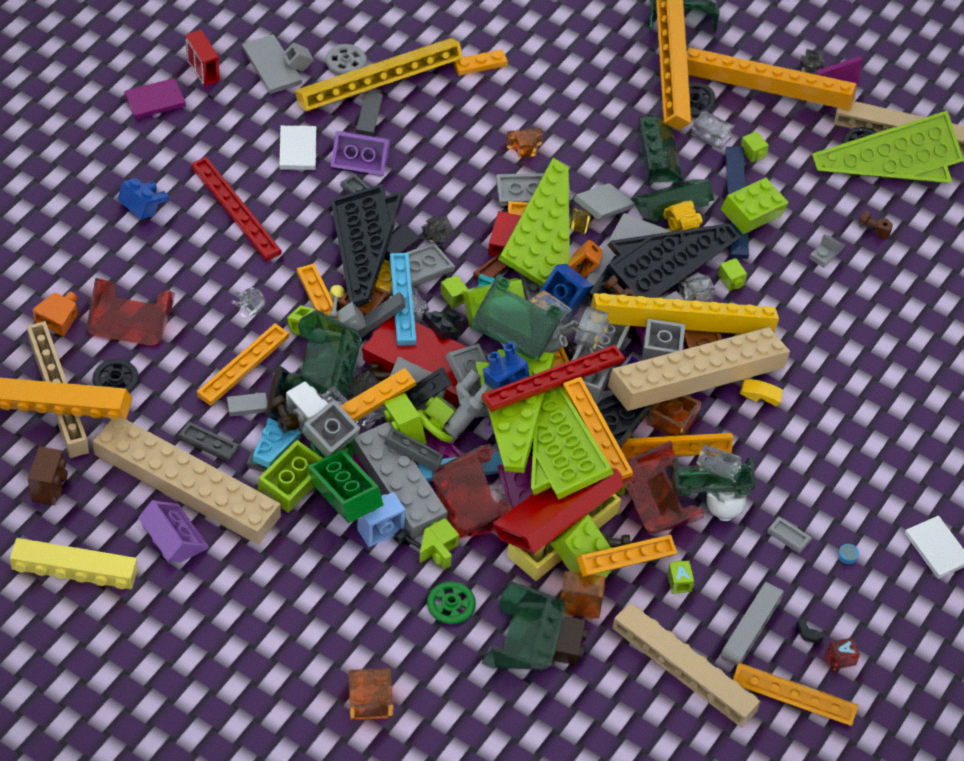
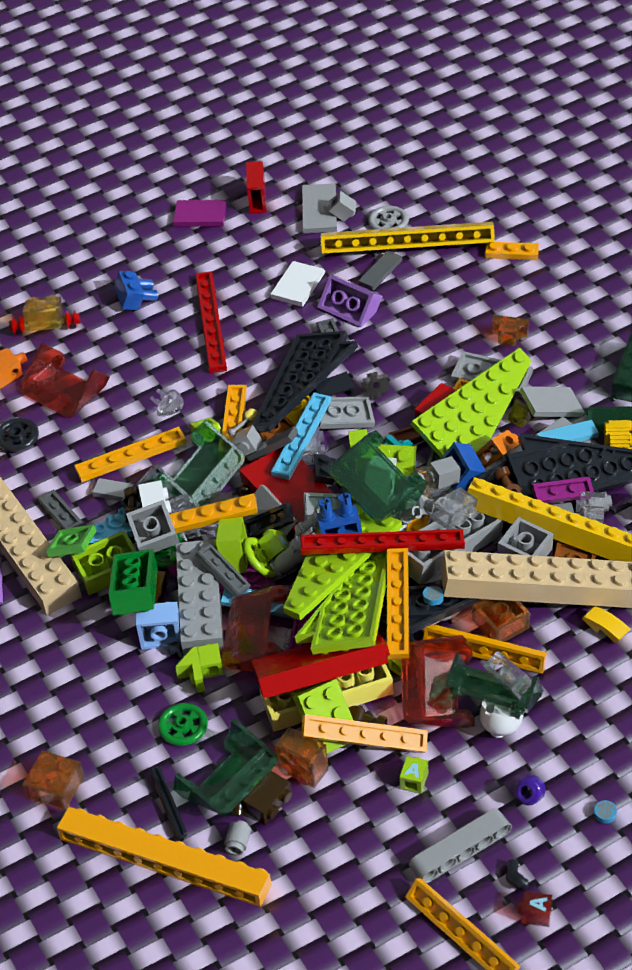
camera: 35 degrees right, 5 degrees down
(67, 248) = (43, 314): none -> clear yellow brick
(254, 466) = (71, 541): none -> bright green plate
(483, 677) = (168, 803): none -> black axle
(510, 724) = (165, 856): none -> light orange brick
(562, 295) = (444, 472): none -> light grey brick
(564, 684) = (237, 837): none -> light grey brick
(618, 413) = (433, 595): none -> dark azure tile
(644, 226) = (575, 432): none -> medium azure tile
(669, 282) = (562, 490): none -> magenta plate
(686, 665) = (368, 863): tan brick -> none
(783, 556) = (525, 794): none -> dark purple head
(789, 535) = (554, 772): light grey tile -> none

